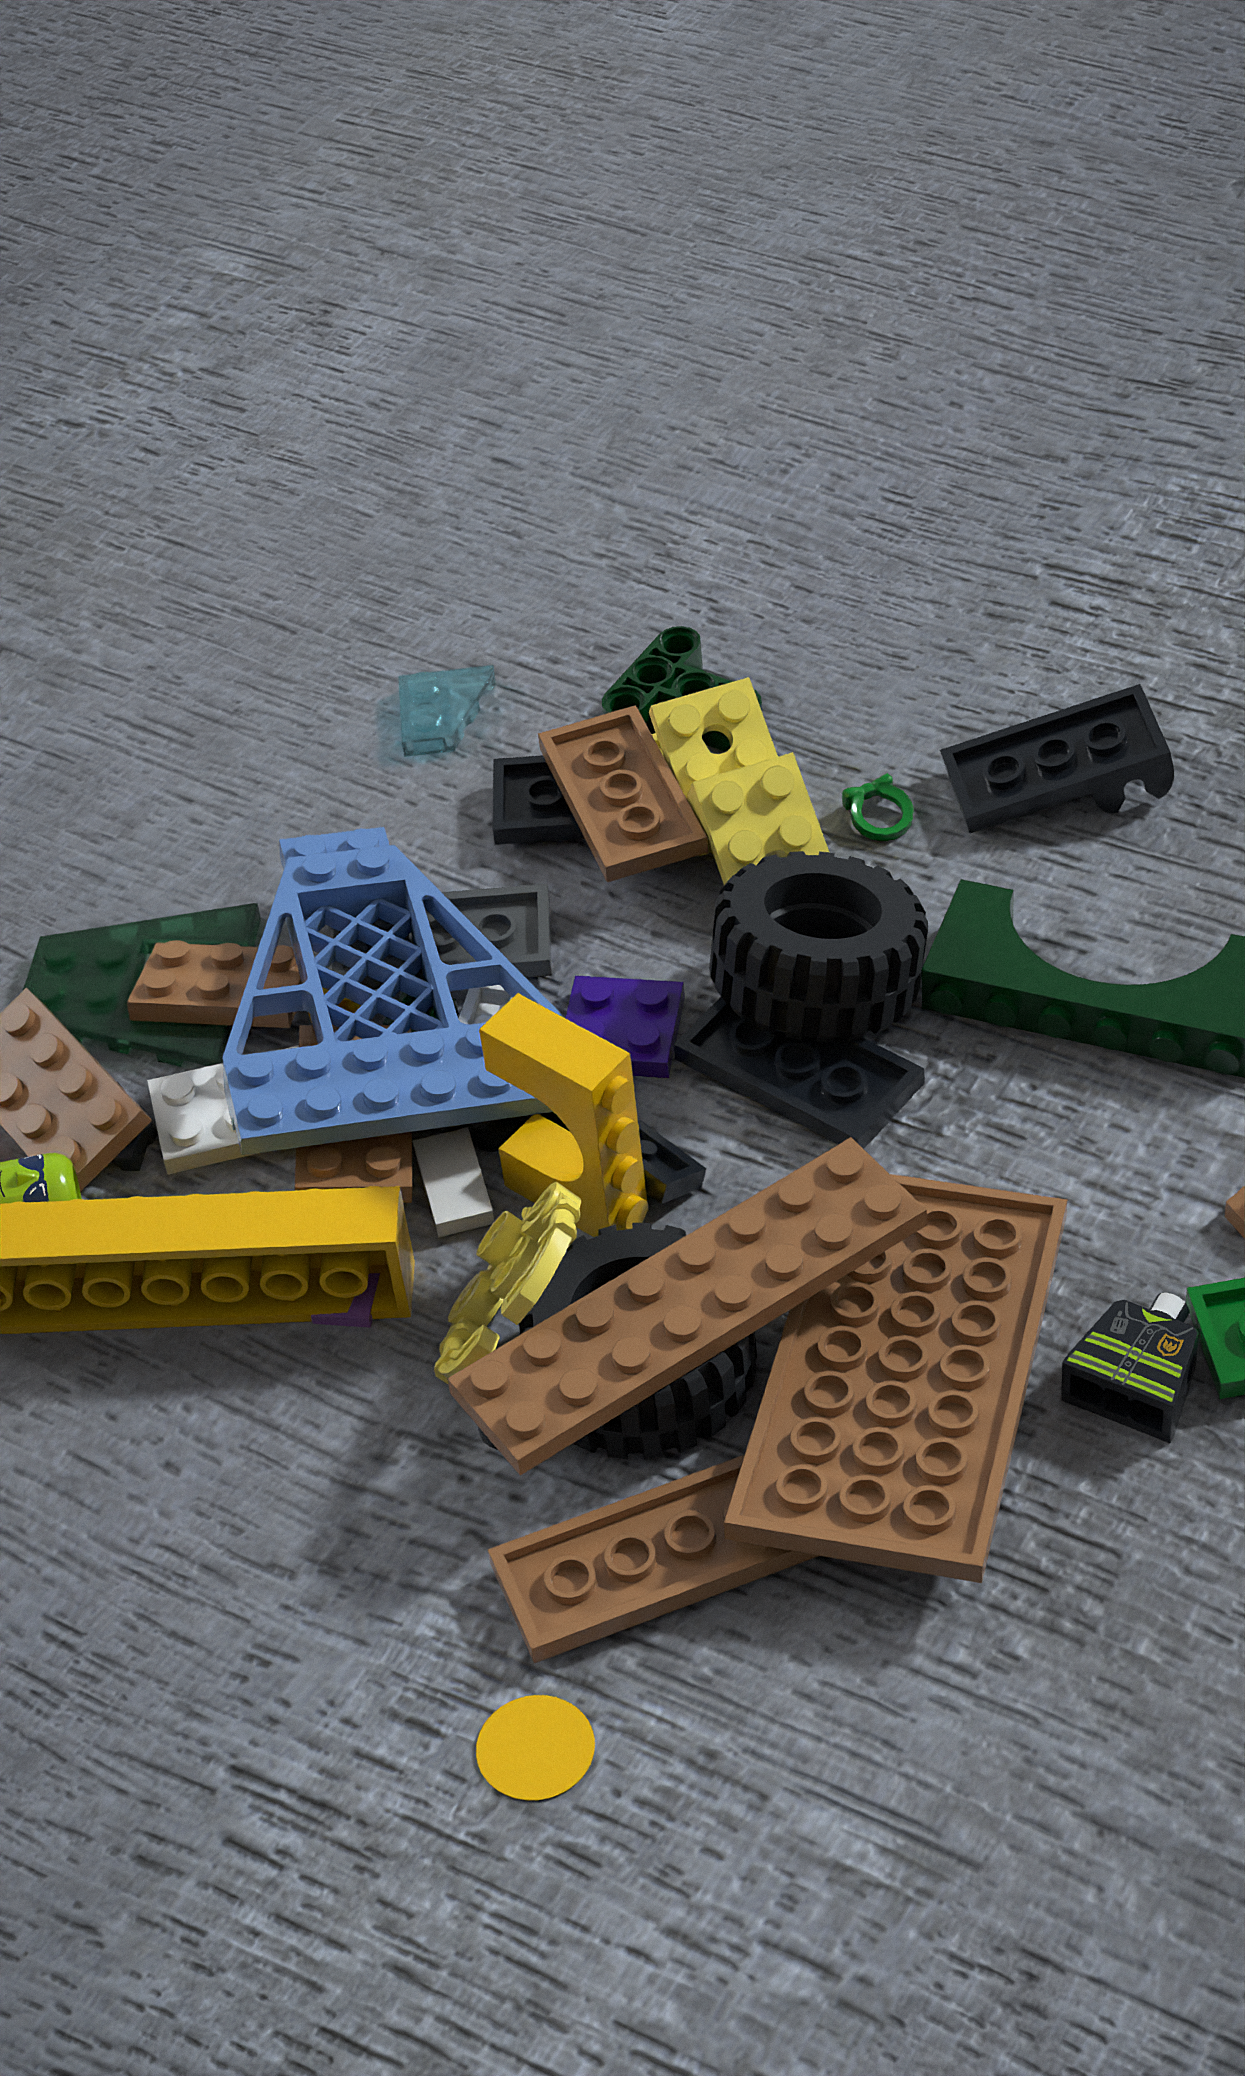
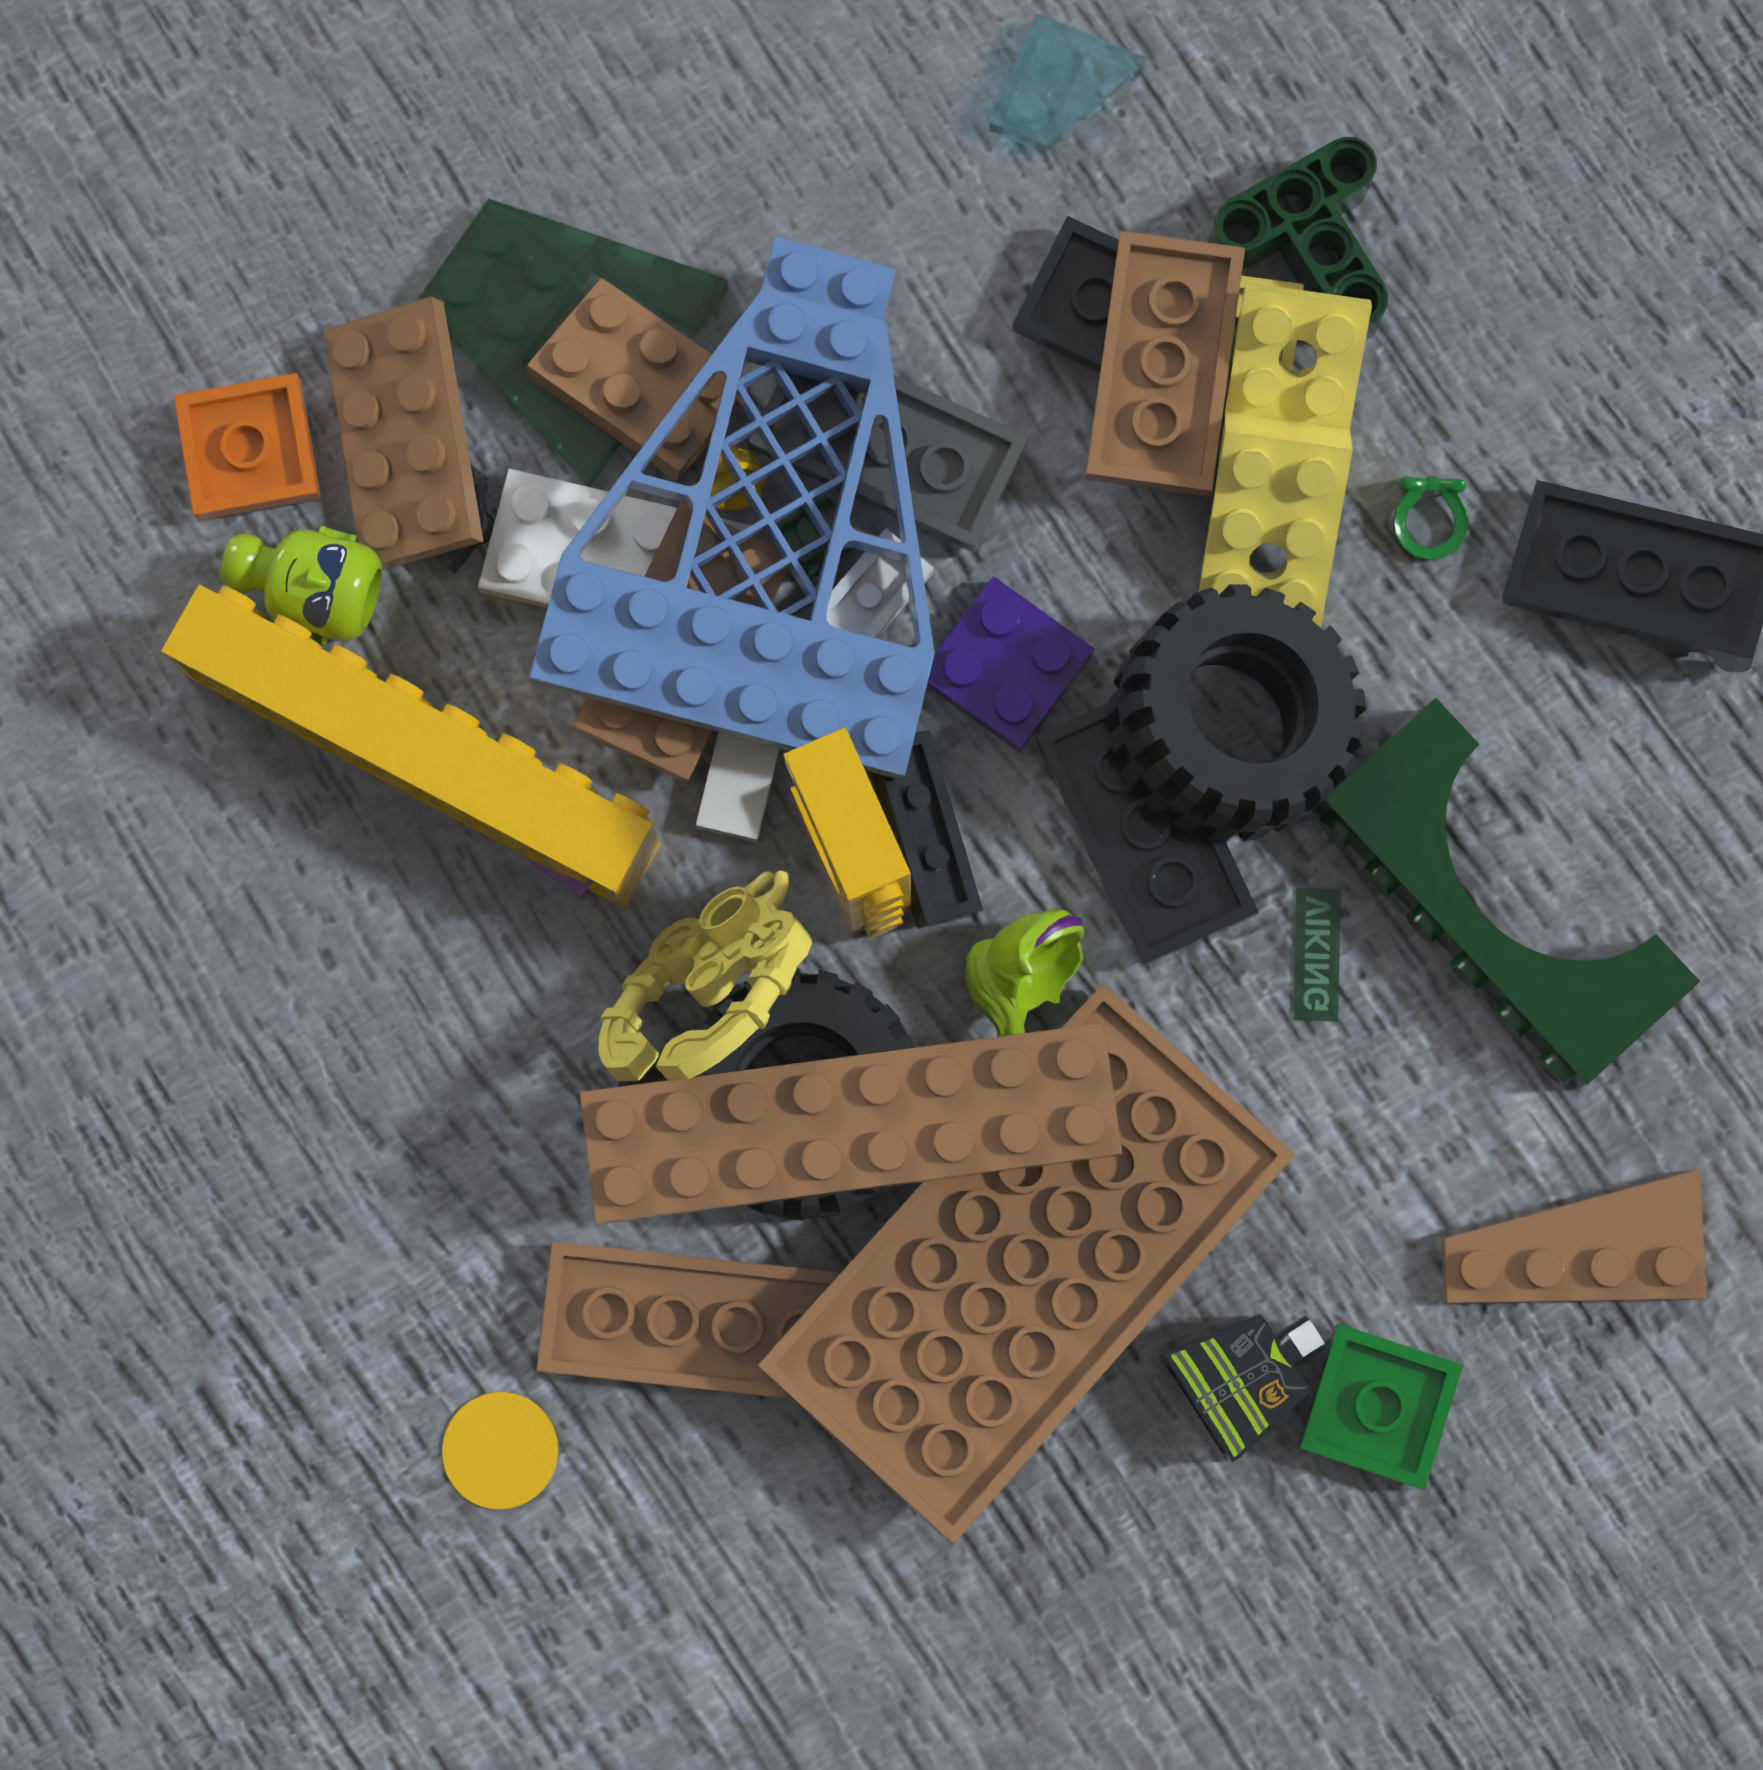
camera: 25 degrees right, 35 degrees up
(758, 1162) = (1024, 967): none -> lime hair
(990, 1090) = (1317, 954): none -> clear green sticker

